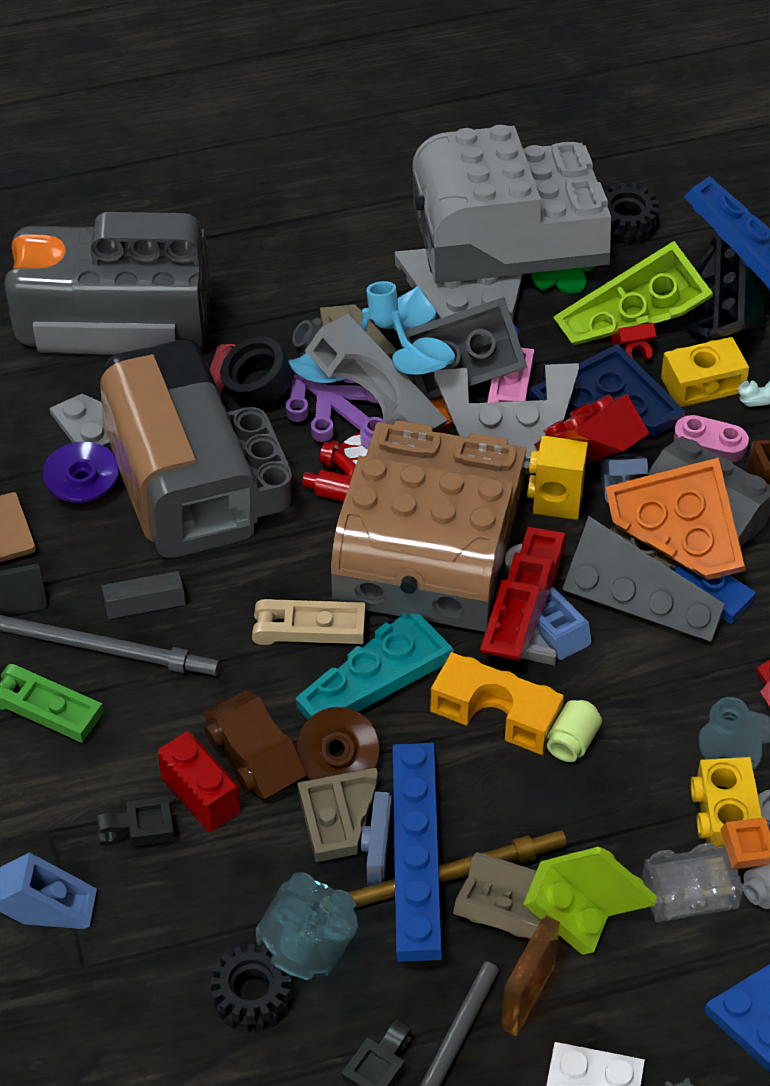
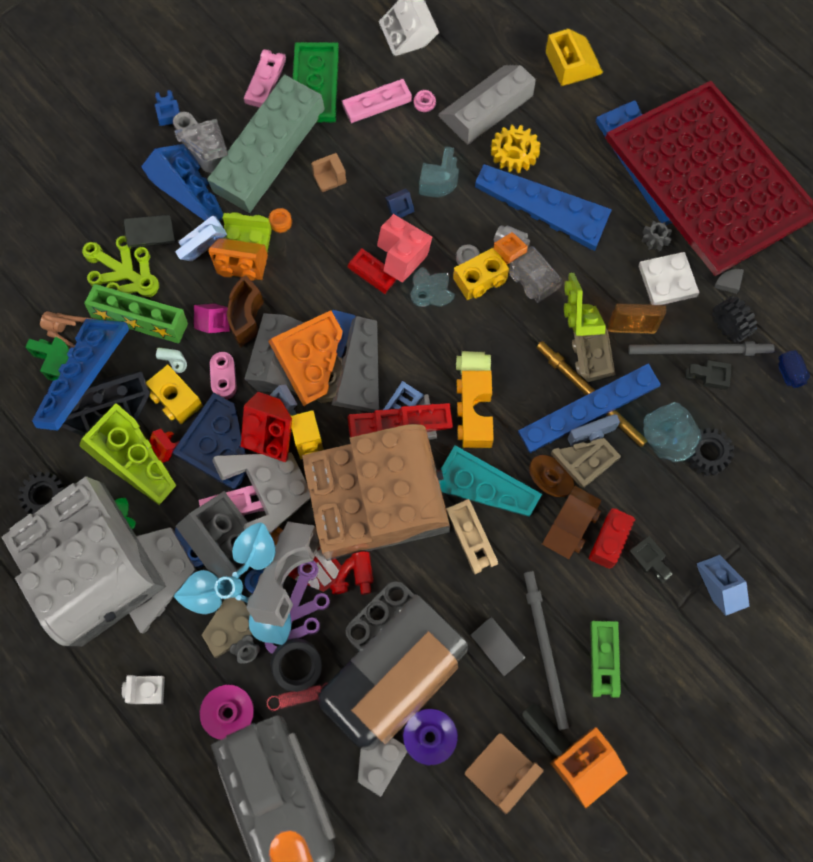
camera: 115 degrees left, 20 degrees up
(245, 295) = (217, 702): none -> dark pink dish
(324, 236) = (143, 689): none -> white bracket

